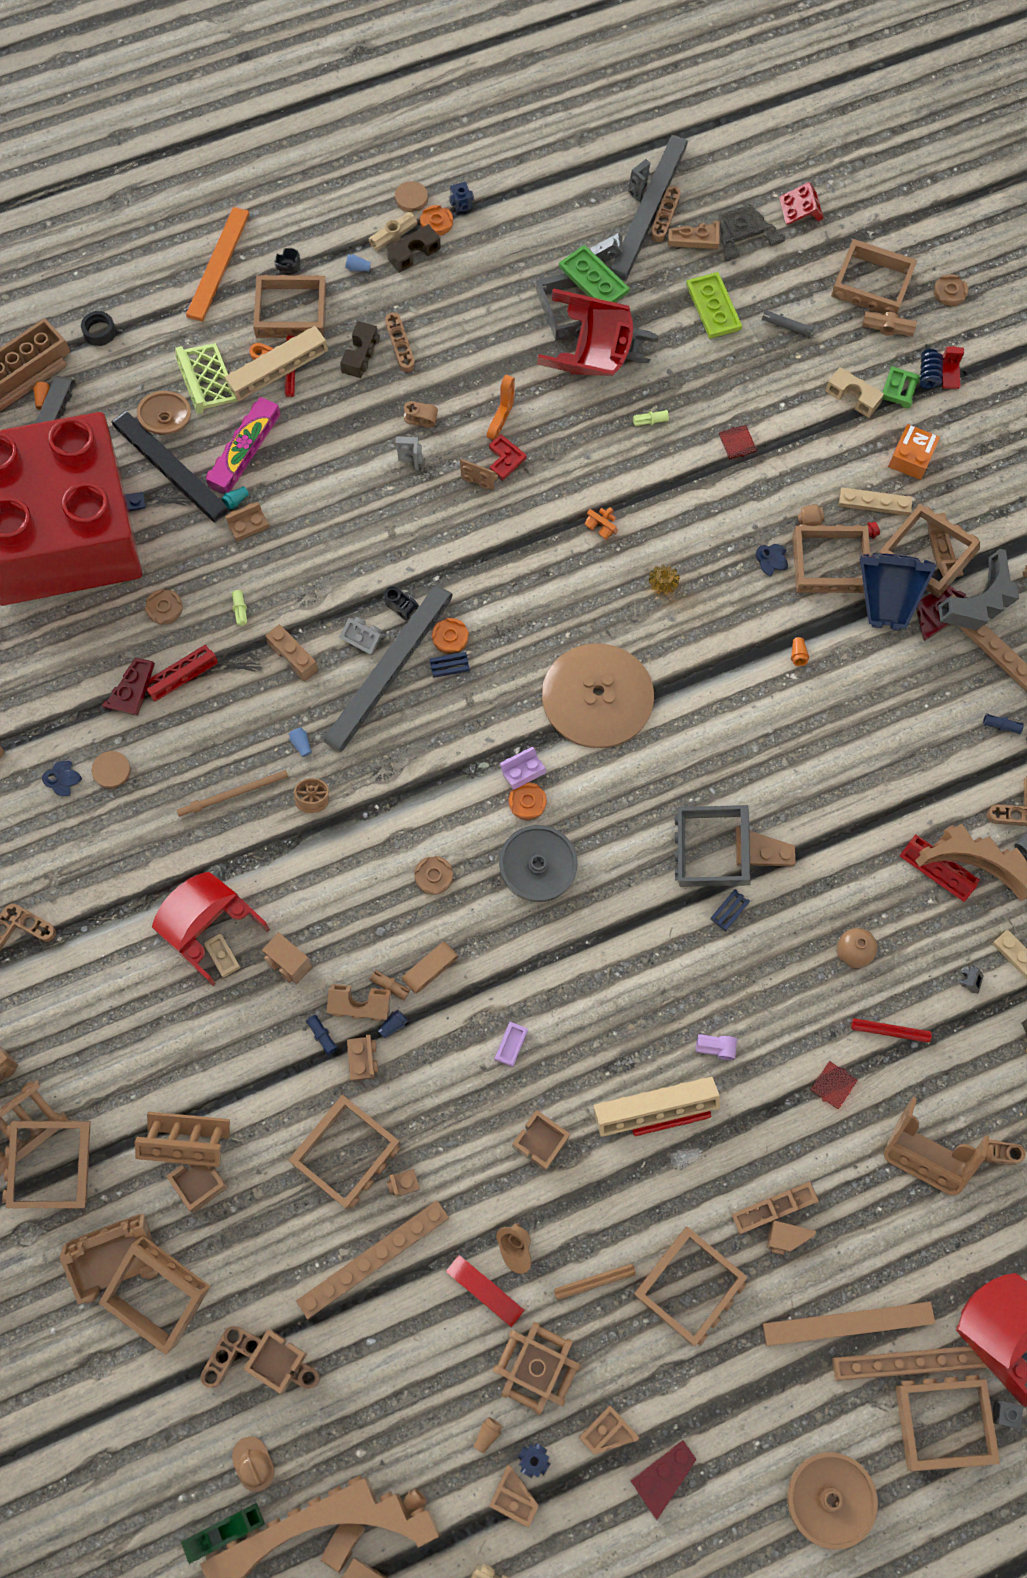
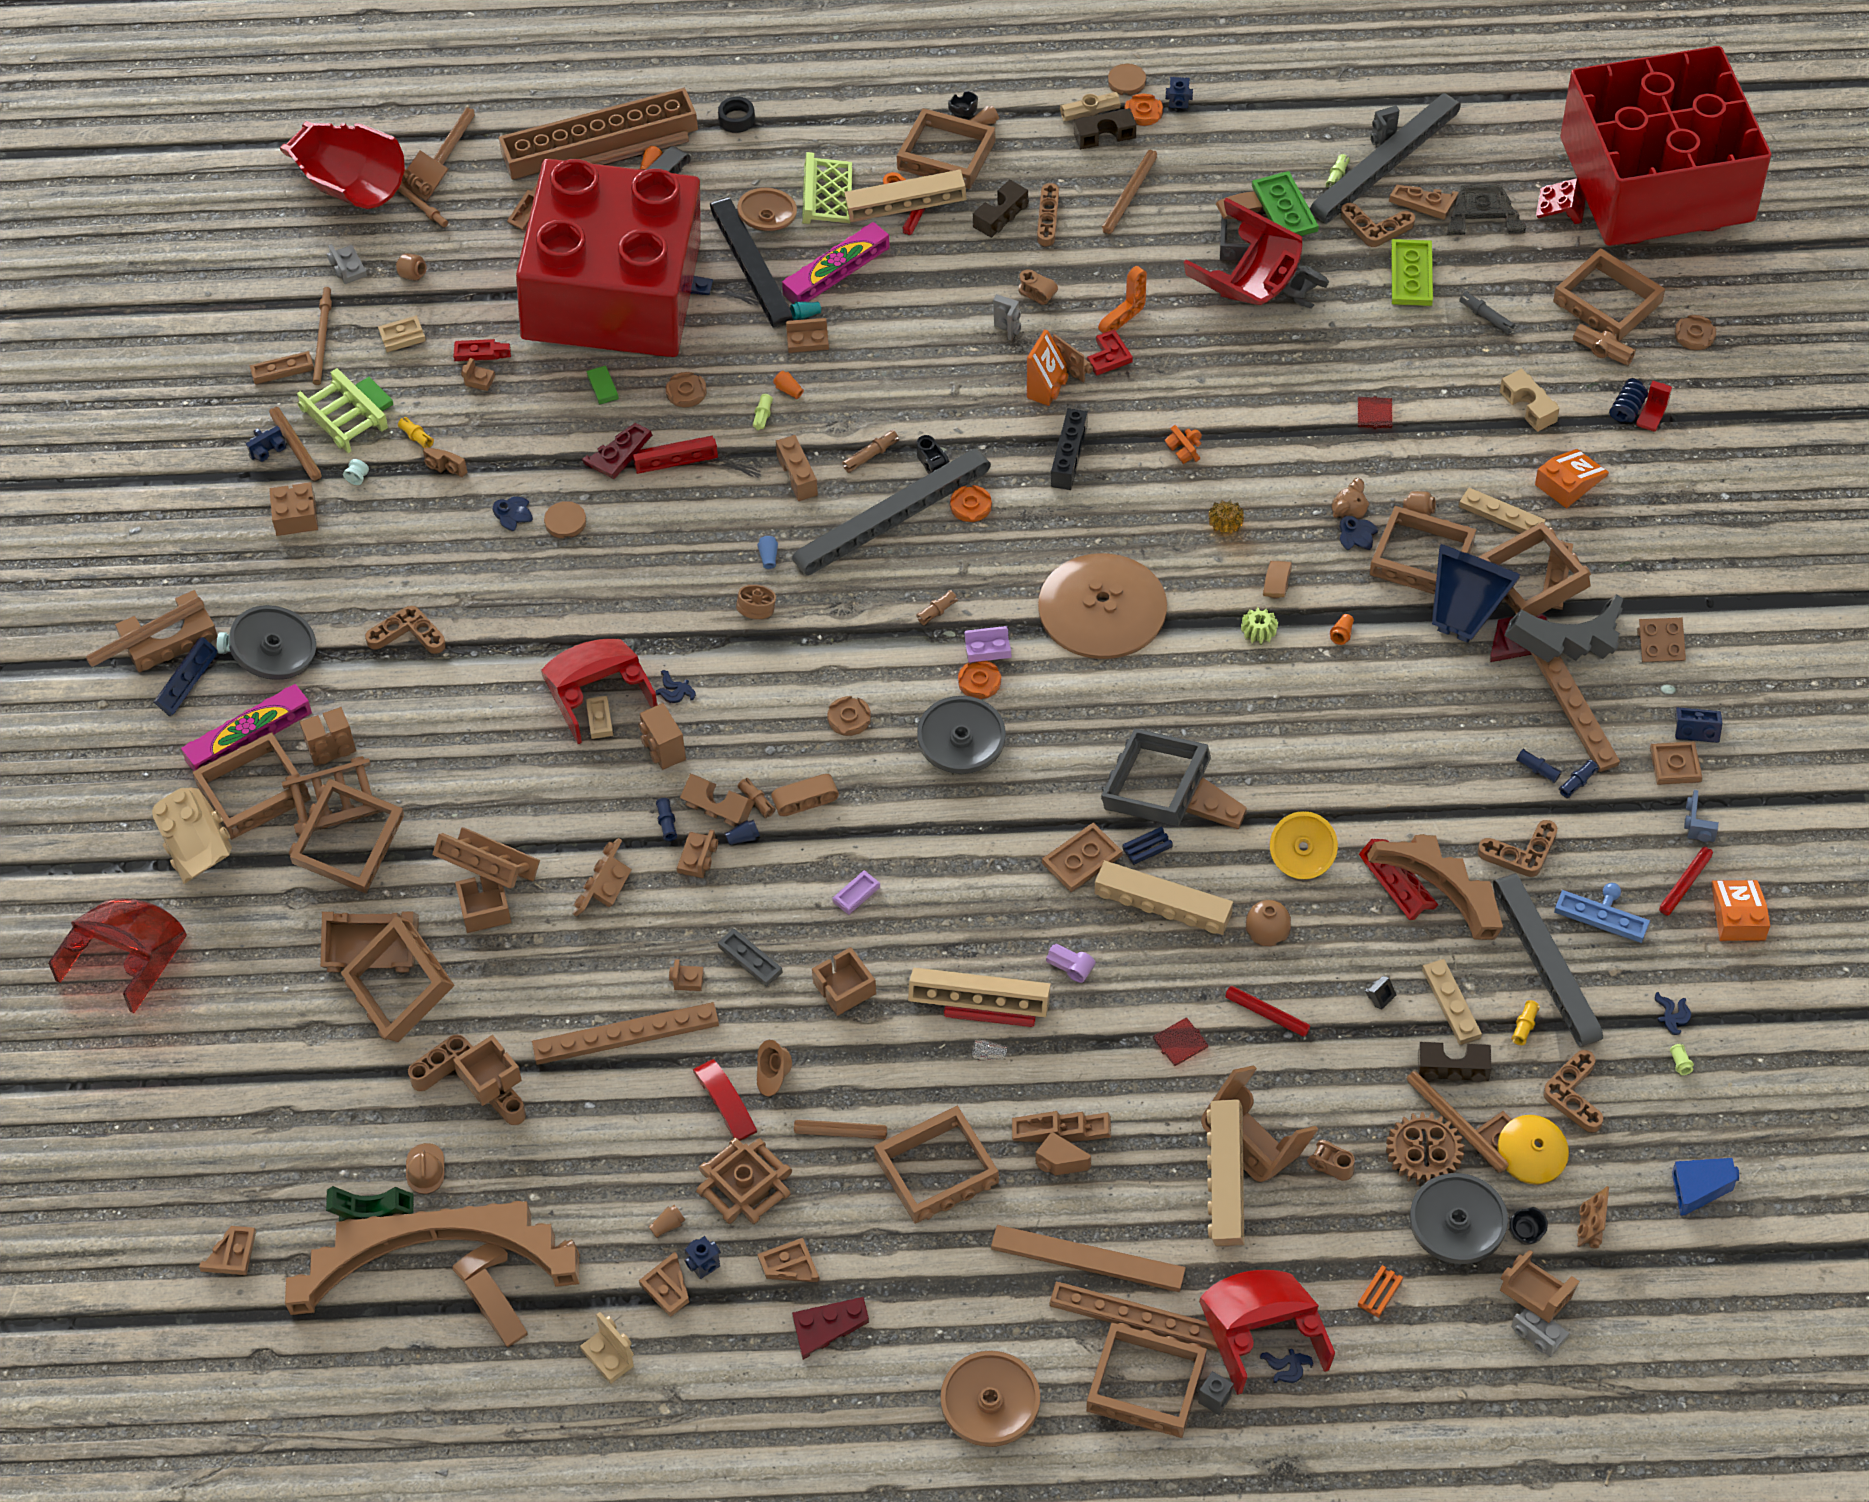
camera: 25 degrees right, 15 degrees down
(89, 626) = (602, 385): none -> bright green tile
(197, 806) = (635, 577): medium nougat bar -> none
(217, 264) = (889, 88): orange tile -> none
(250, 574) = (786, 383): none -> orange cone
(279, 906) = (680, 689): none -> dark blue piece
(294, 1115) = (606, 881): none -> medium nougat bracket
(311, 266) = (986, 116): none -> medium nougat cone
(319, 1131) = (626, 901): medium nougat window -> none
(350, 609) = (876, 447): none -> medium nougat pin
(356, 263) = (1035, 126): medium blue cone -> none
(361, 635) = (876, 474): light grey bracket -> none
(447, 658) = (957, 526): dark blue tile -> none
(449, 1144) = (750, 957): none -> dark grey plate
(457, 300) = (1129, 192): none -> medium nougat axle
(464, 746) = (937, 607): none -> medium nougat pin
(465, 494) = (1045, 370): none -> orange slope
(511, 558) = (1069, 449): none -> black brick
(560, 282) = (1246, 199): none -> medium nougat slope
(609, 248) = (1317, 184): dark grey bracket -> none
(616, 225) = (1337, 170): none -> yellowish green pin
(650, 418) = (1287, 361): yellowish green axle -> none
(664, 213) = (1405, 172): medium nougat beam -> none
(665, 275) = (1373, 229): none -> medium nougat beam
(683, 942) = (1081, 857): none -> medium nougat plate
(729, 623) = (1277, 579): none -> medium nougat slope
(738, 677) = (1259, 625): none -> yellowish green gear
(755, 531) = (1351, 501): none -> medium nougat hair
(766, 957) = (1163, 898): none -> tan brick
(869, 869) = (1313, 831): none -> yellow dish
(873, 529) = (1483, 538): red plate -> none
(878, 133) = (1664, 145): none -> red piece
(895, 384) = (1581, 405): bright green plate -> none
(932, 1205) = (1226, 1173): none -> tan brick

